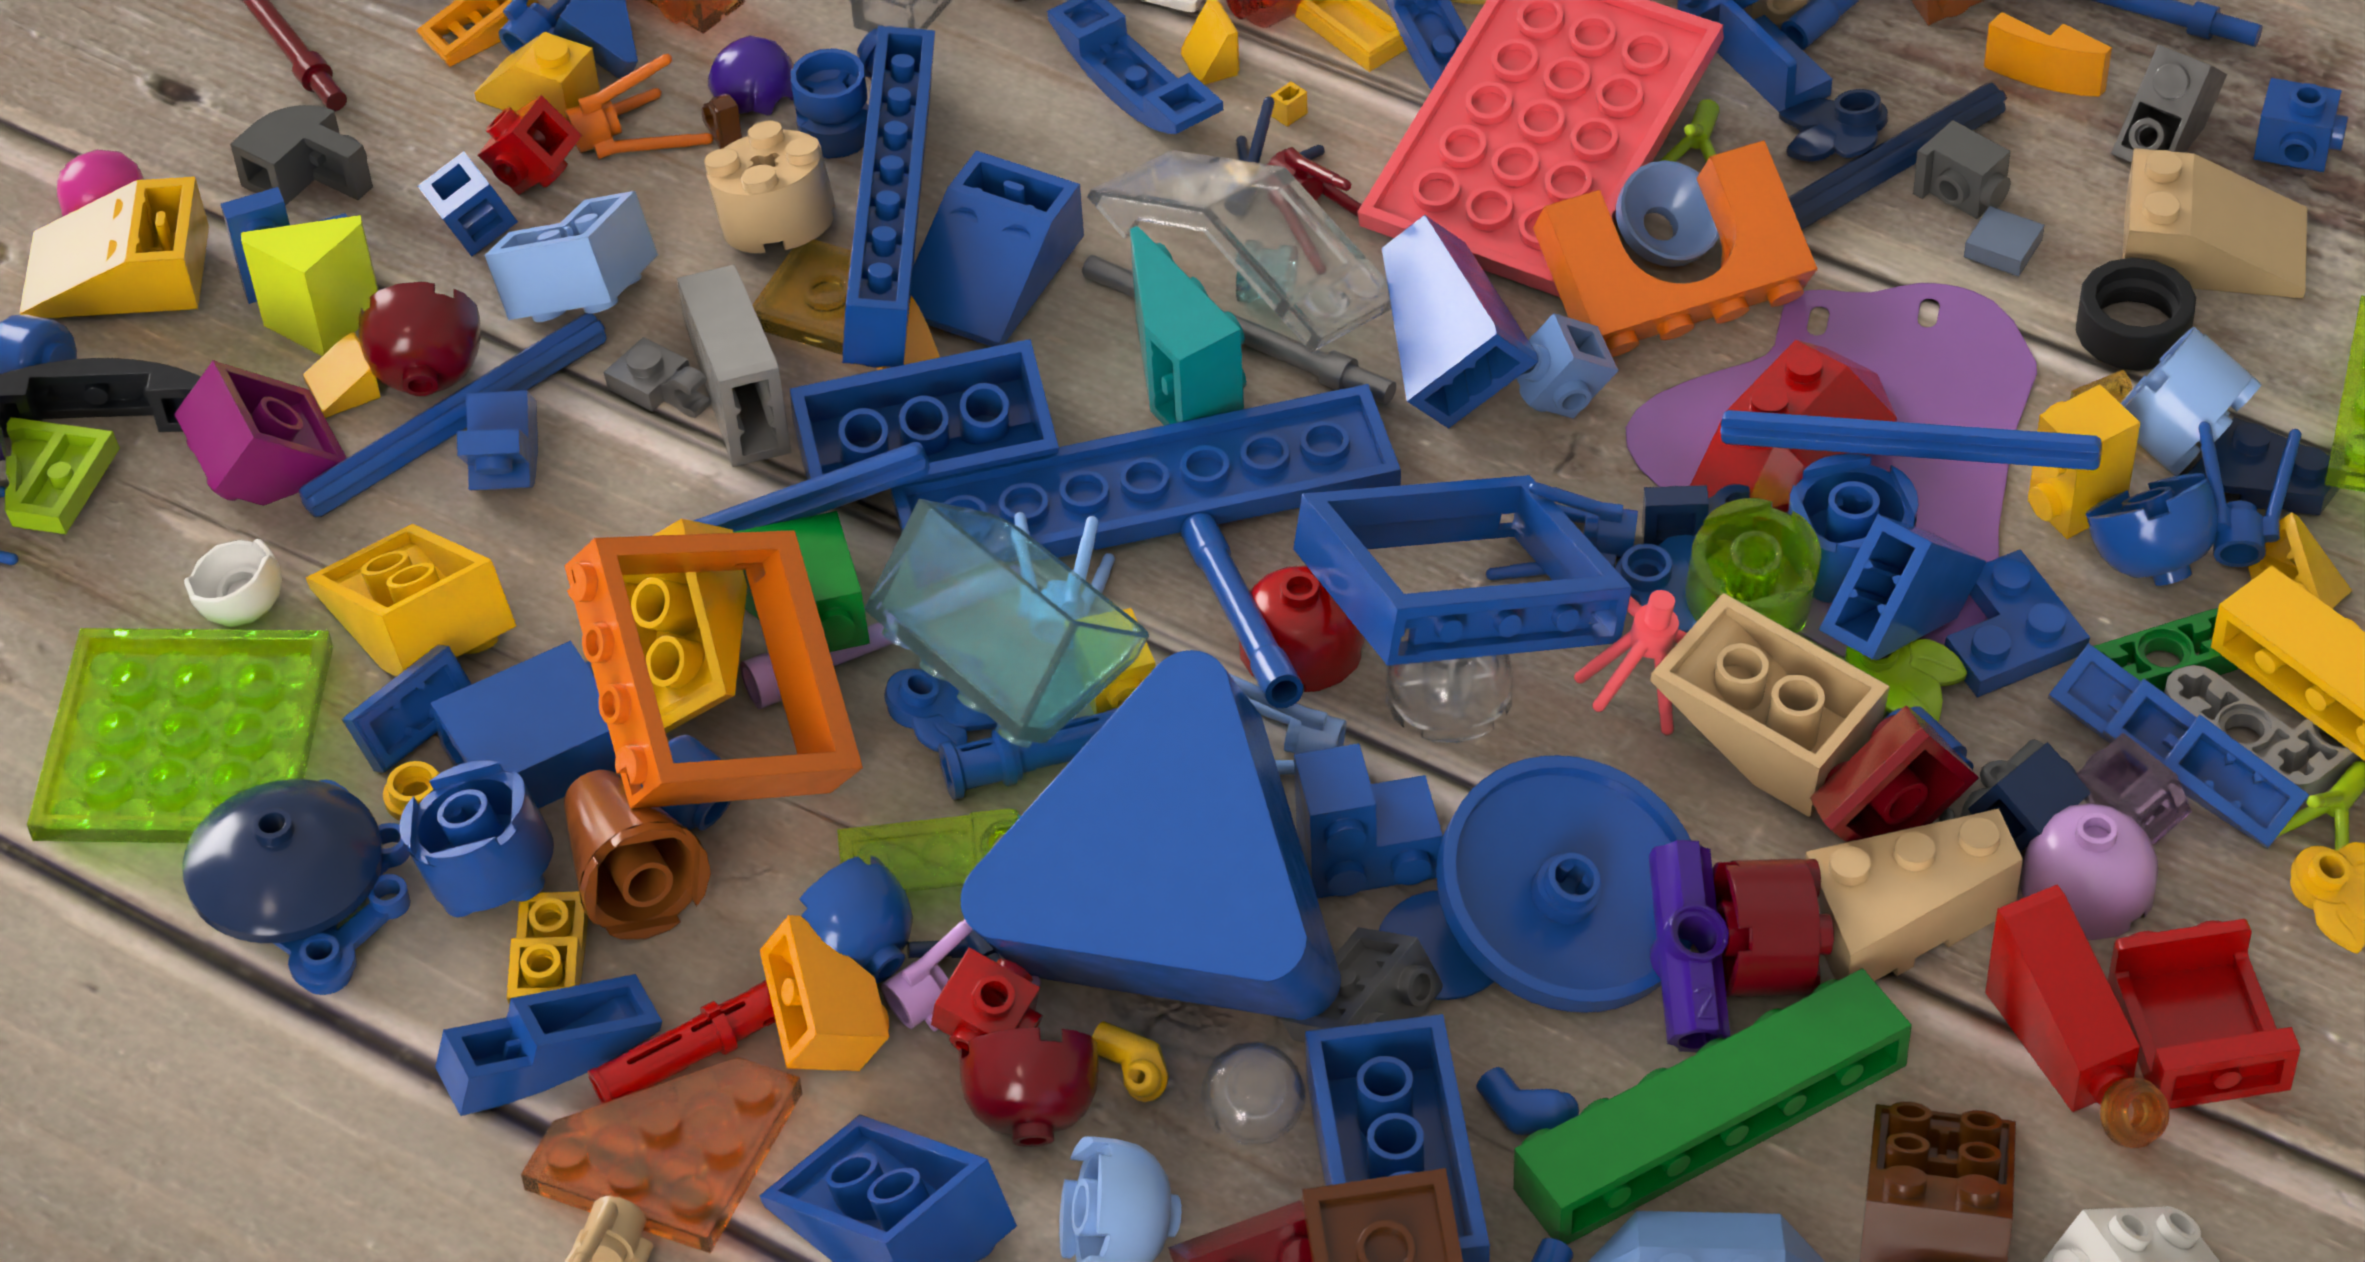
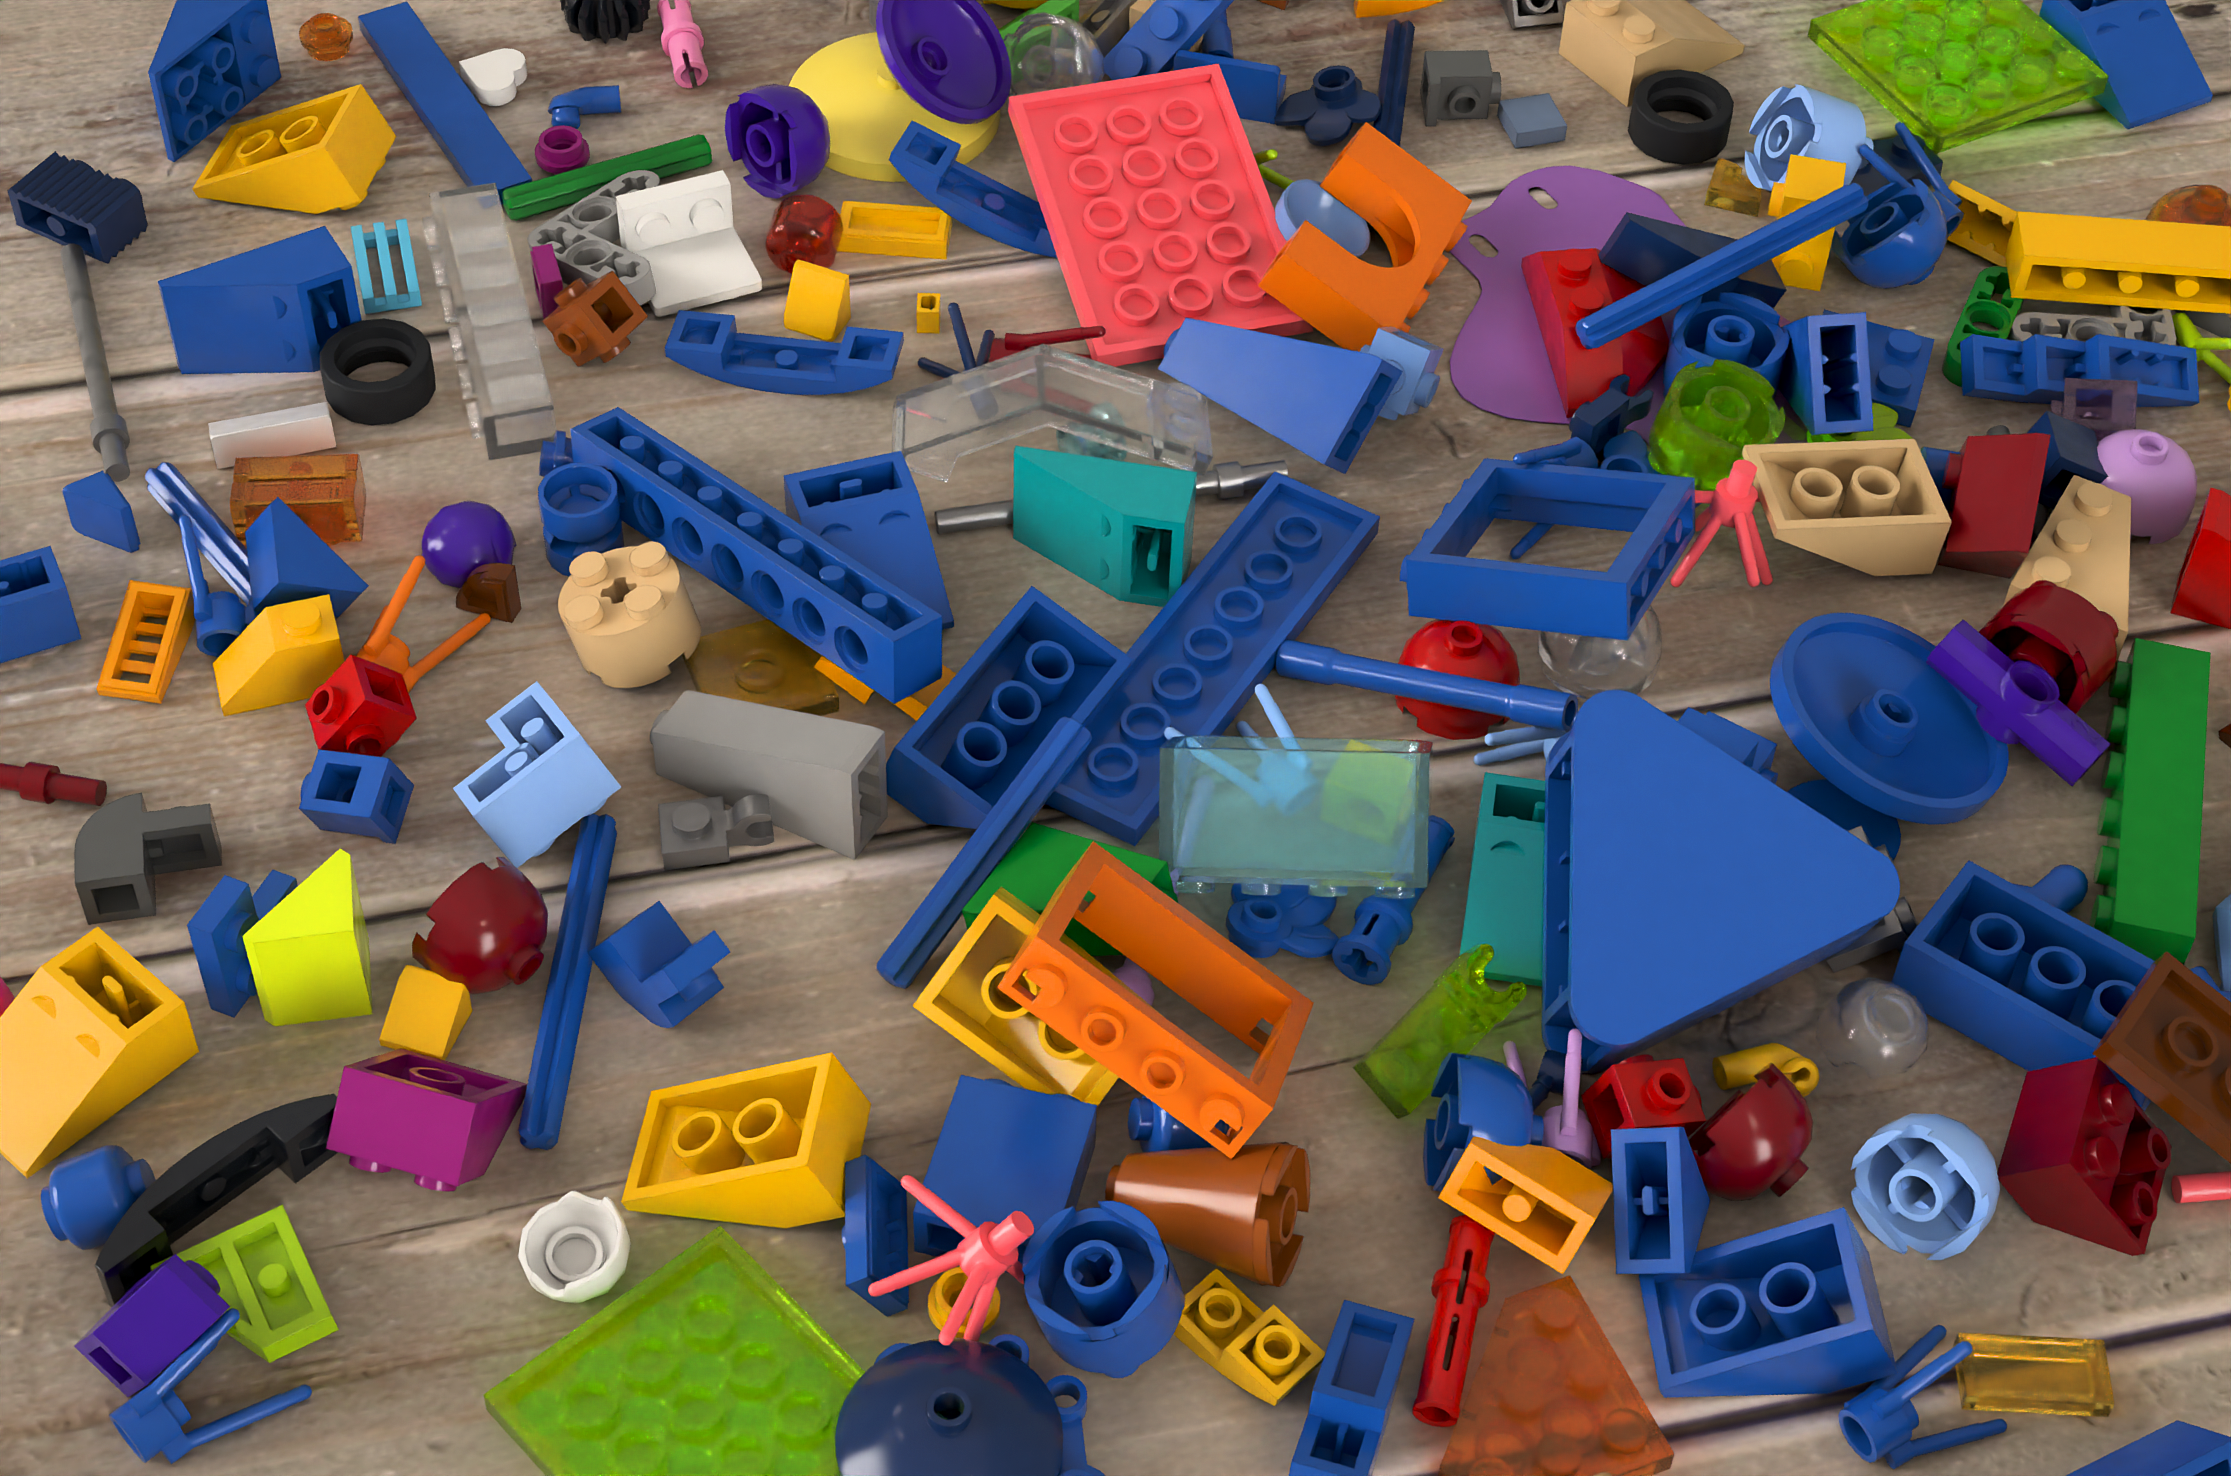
camera: 50 degrees left, 0 degrees up
(417, 756) = (981, 1255): none -> coral plant
(904, 1072) = (1656, 1200): none -> blue slope
(1885, 392) = (1655, 248): none -> dark blue slope

